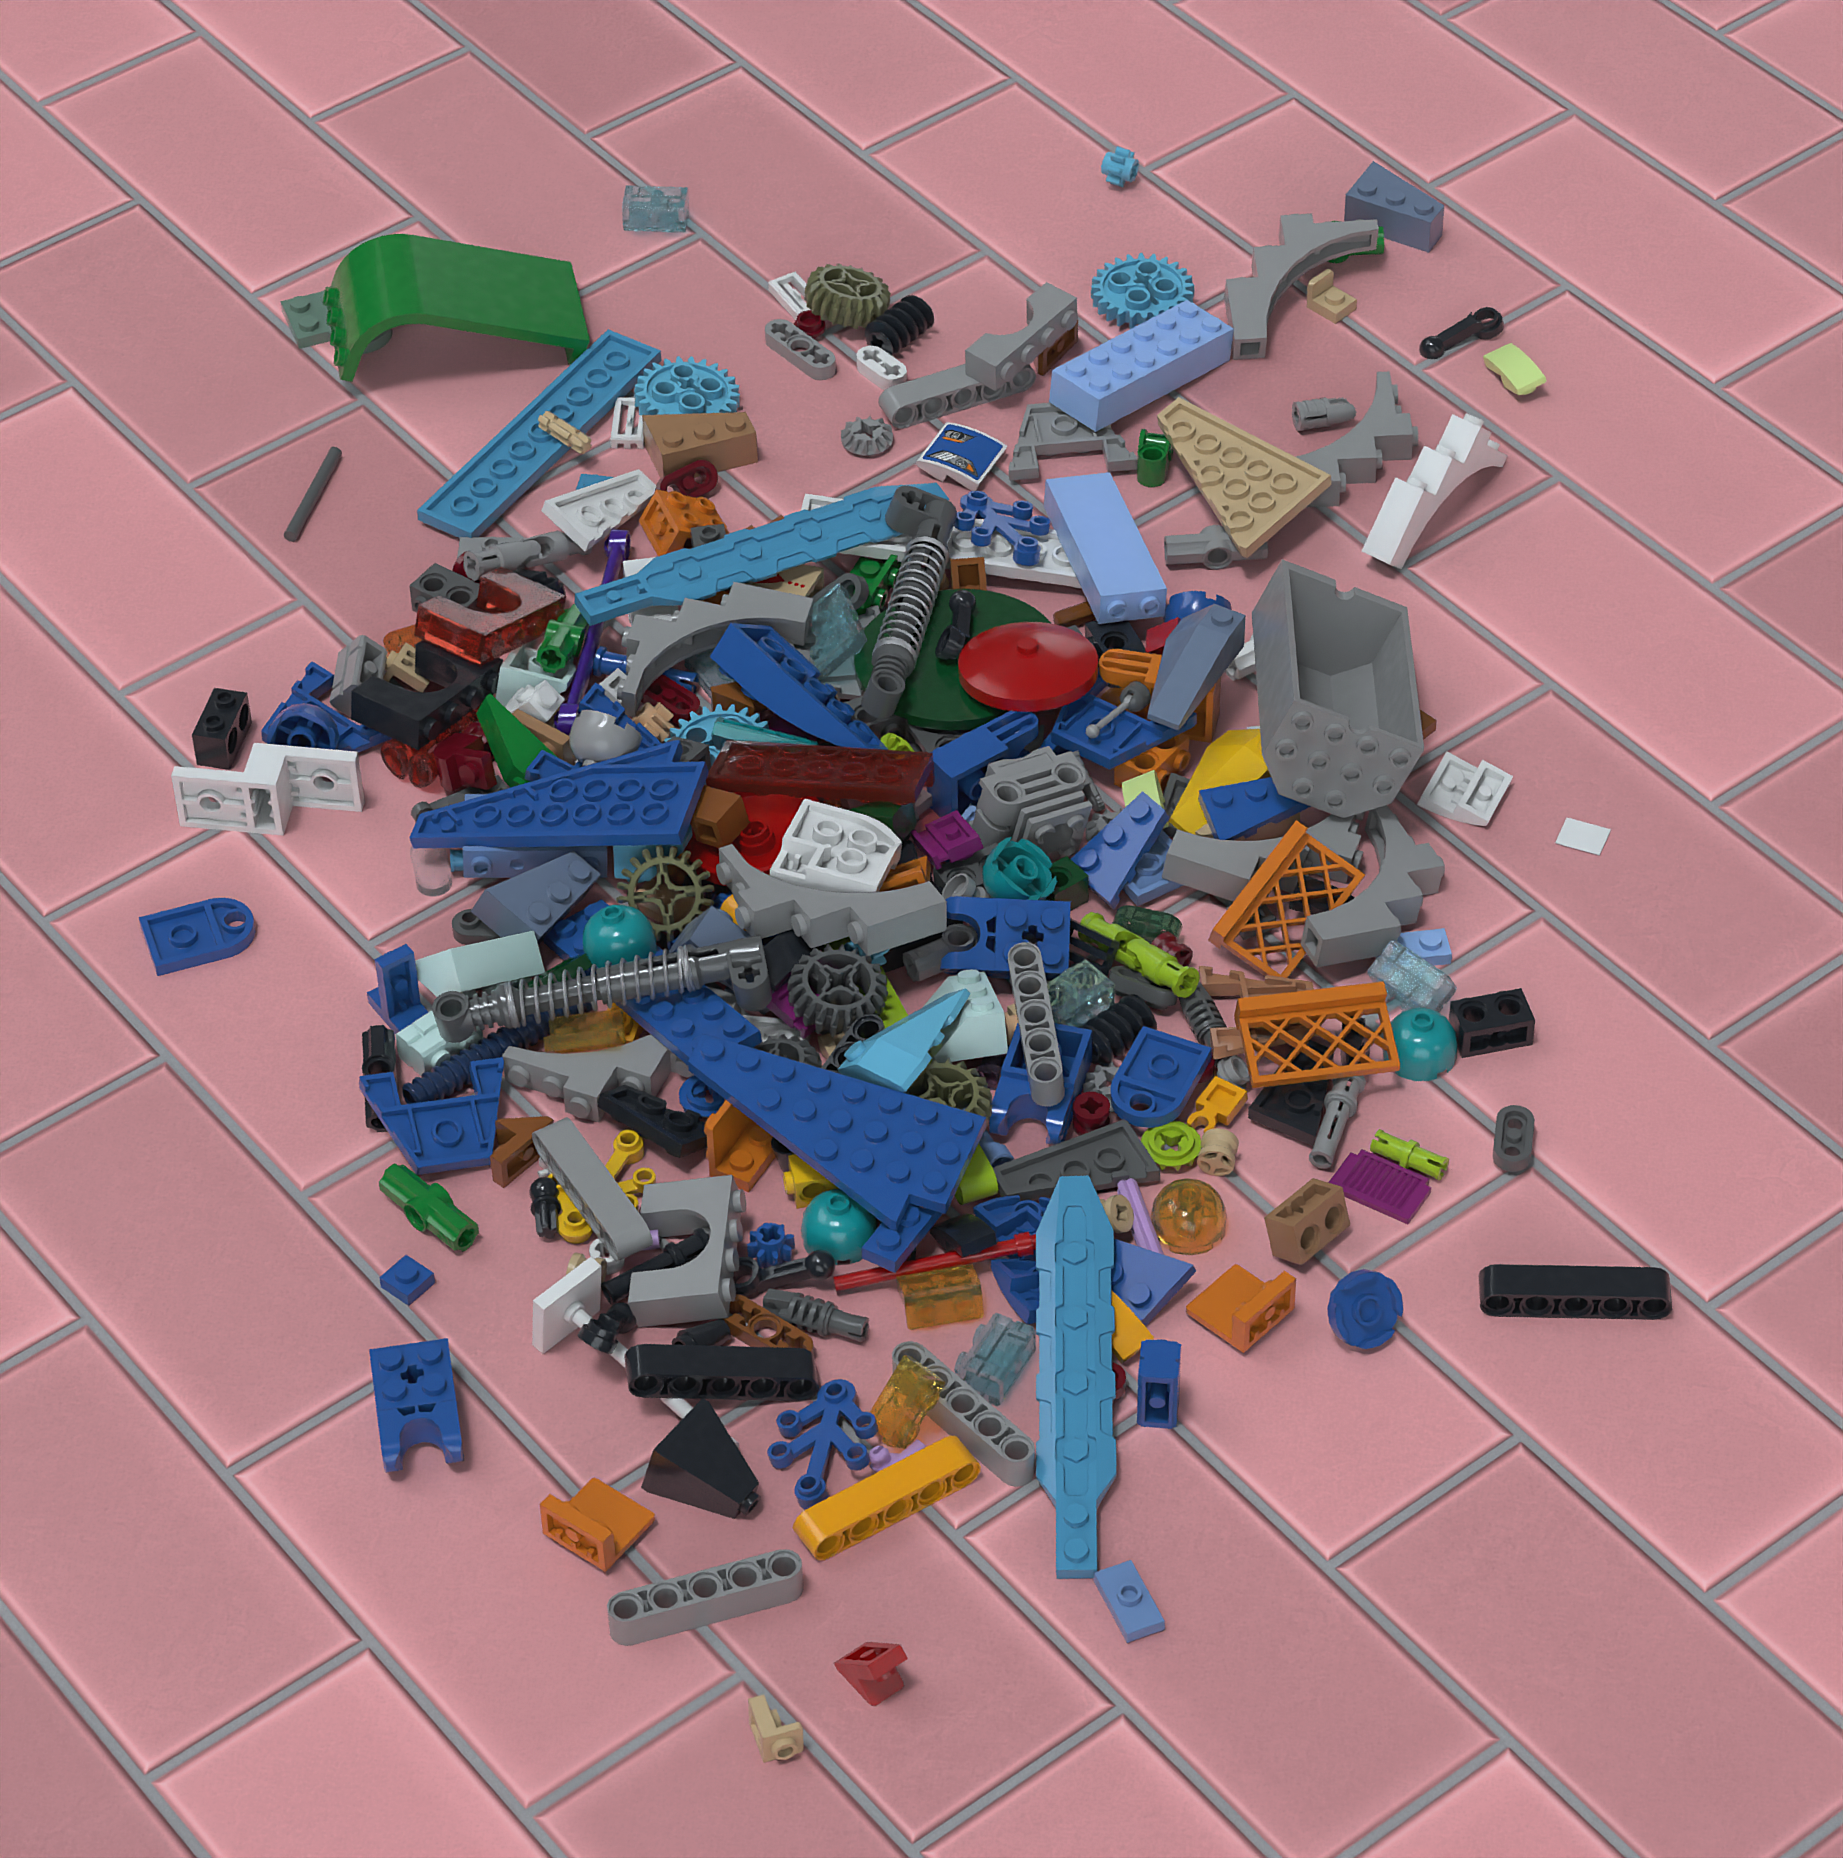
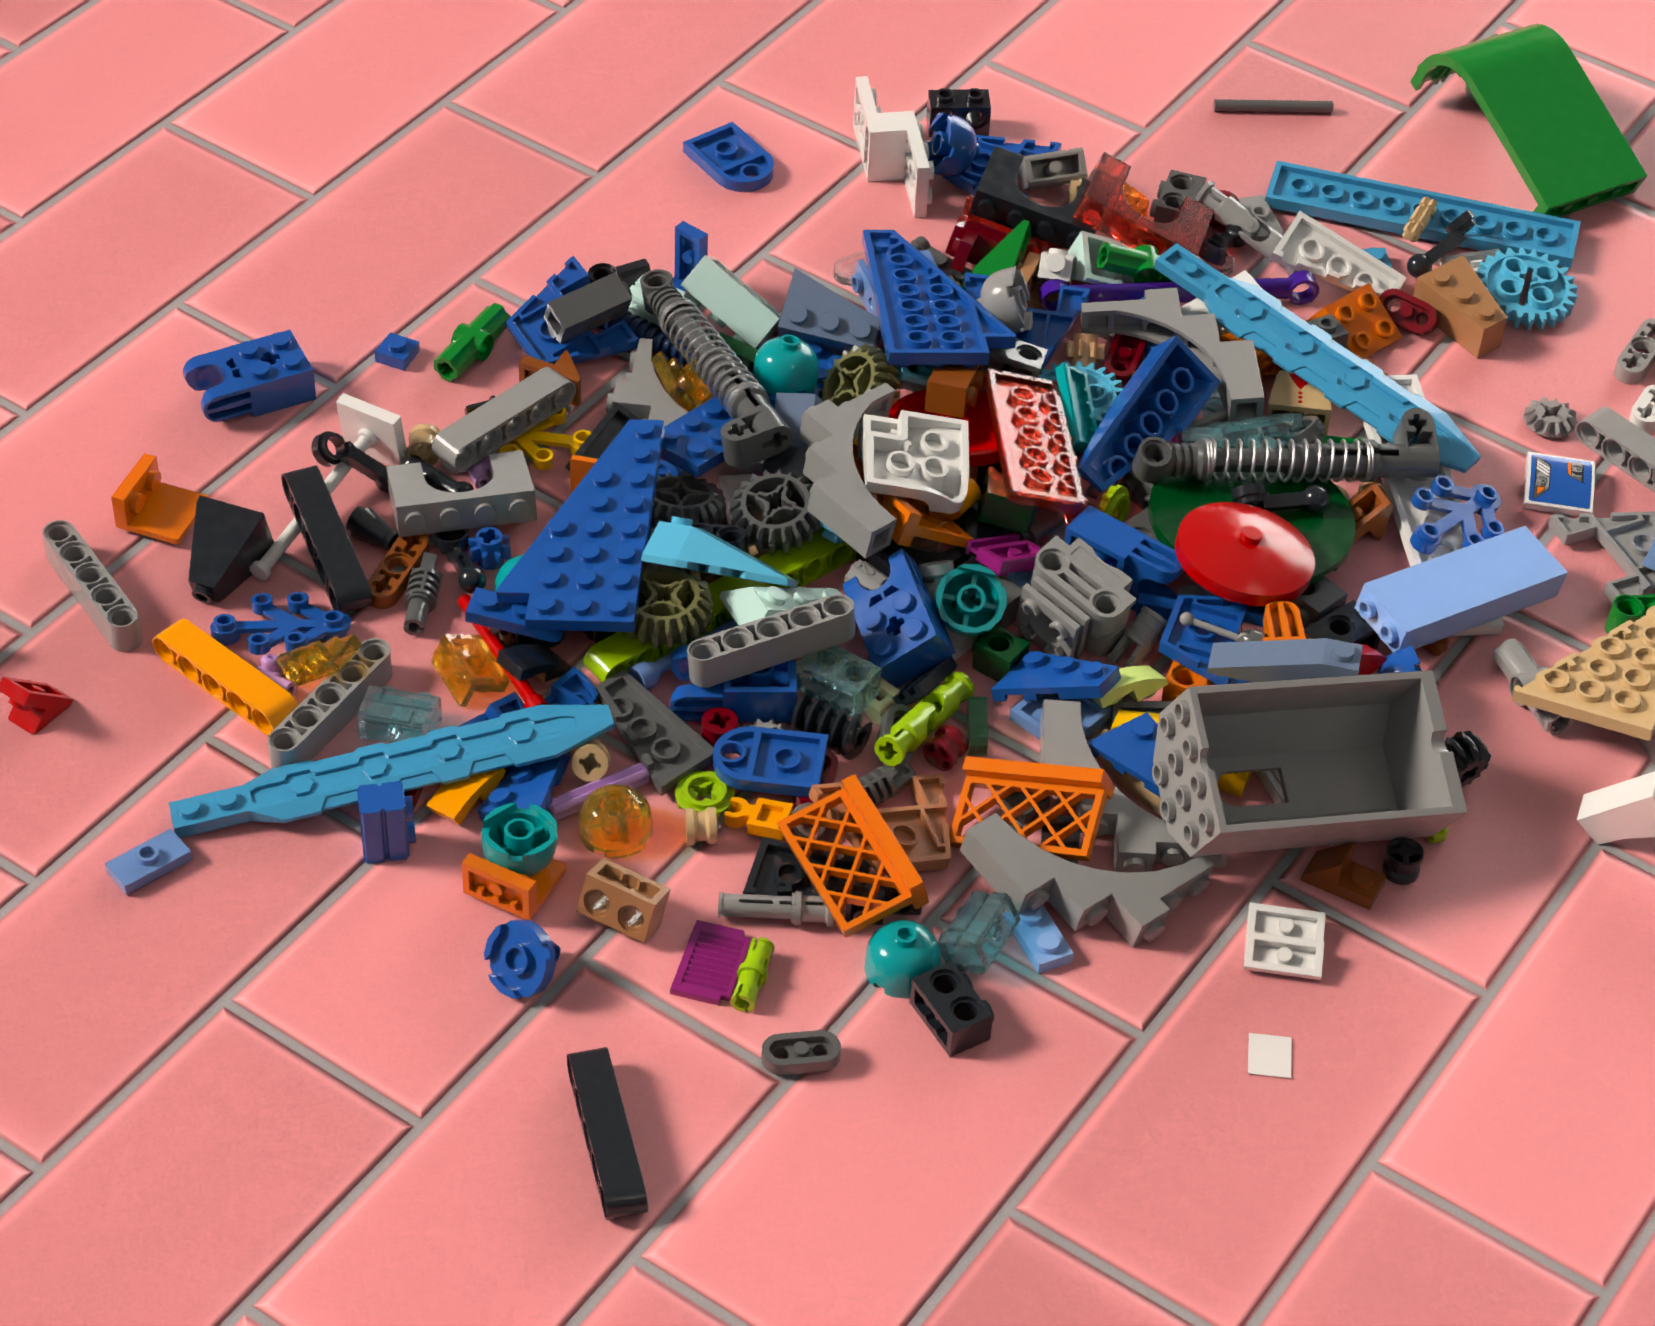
camera: 70 degrees right, 0 degrees up
(457, 1080) = (587, 308): none -> dark grey brick
(594, 407) = (1422, 263): none -> black piece
(1227, 1272) = (519, 838): none -> teal cylinder

